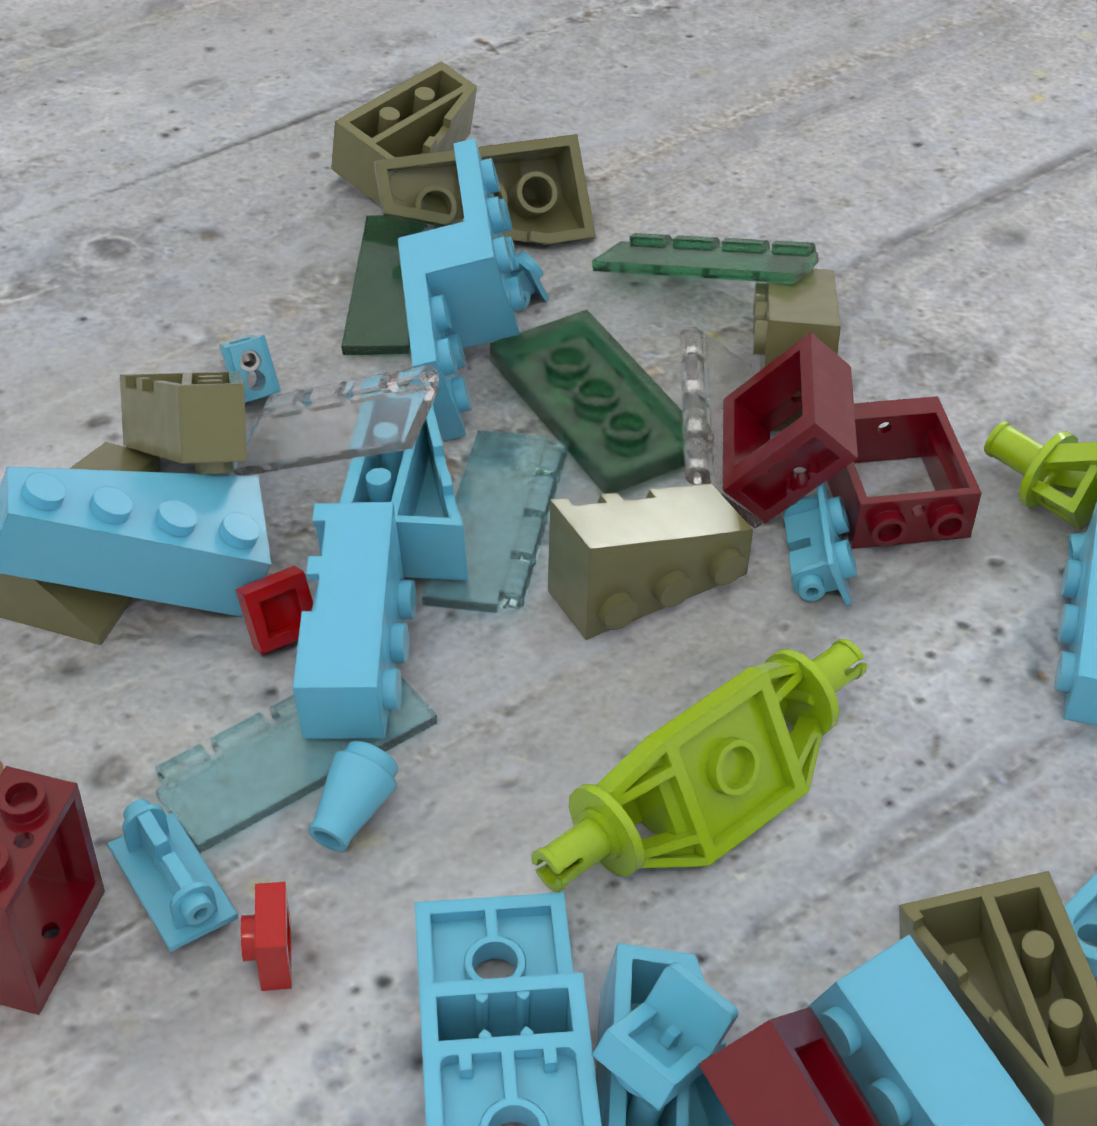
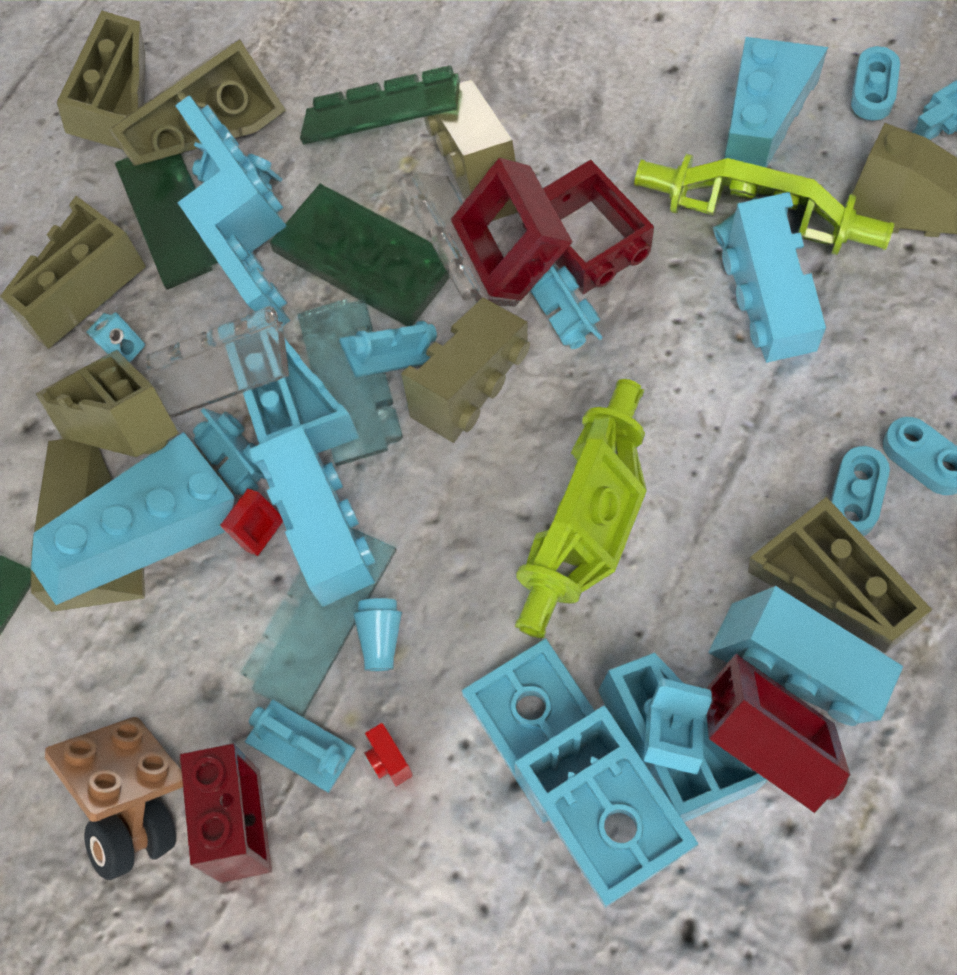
camera: 20 degrees left, 20 degrees up
(243, 290) = (72, 275): none -> olive wedge
(292, 521) = (224, 438): none -> medium azure hinge
(534, 480) = (388, 349): none -> medium azure hinge

